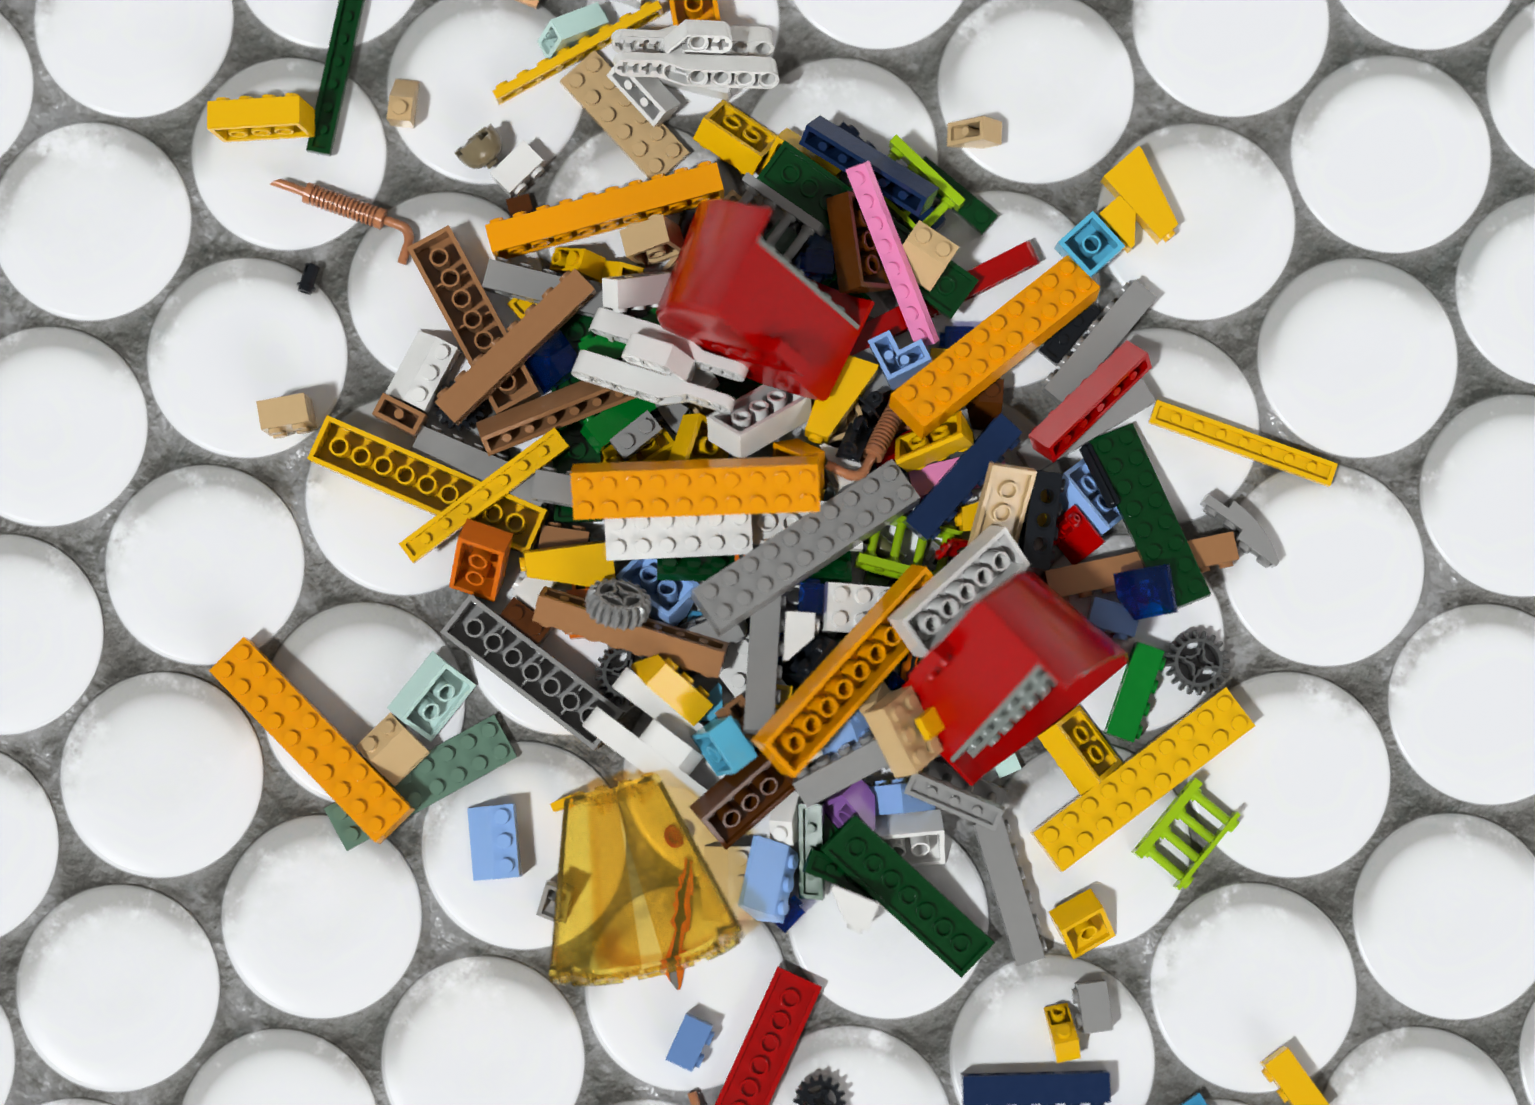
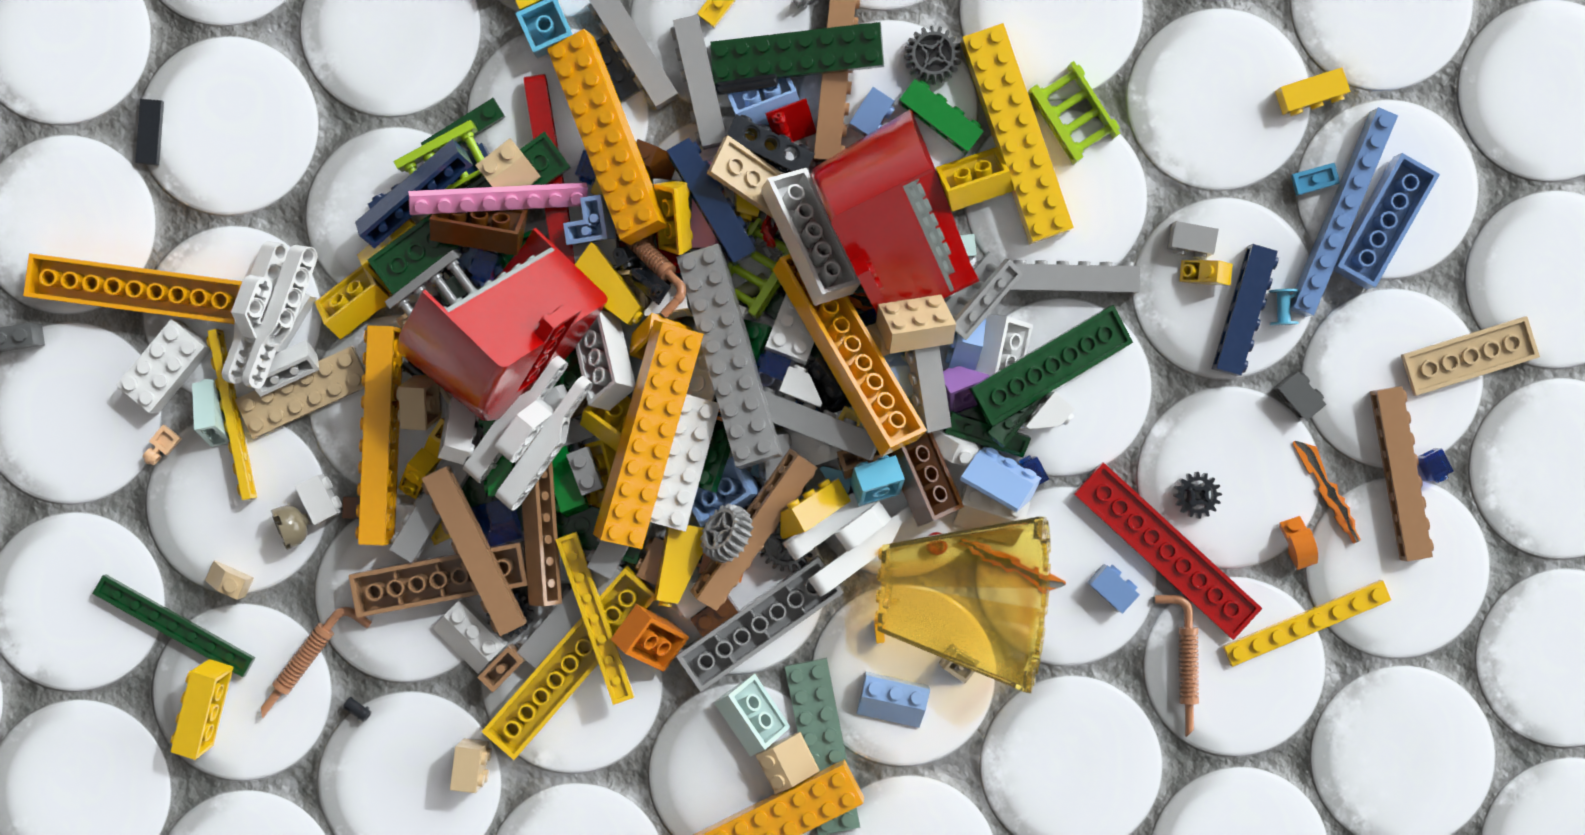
camera: 75 degrees left, 5 degrees up
(929, 723) = (916, 299): yellow tile -> none
(974, 133) = (414, 93): tan slope -> none
(1082, 923) = (1120, 225): yellow slope -> none
(1090, 401) = (680, 70): red brick -> none
(1146, 591) = (861, 76): clear blue slope -> none

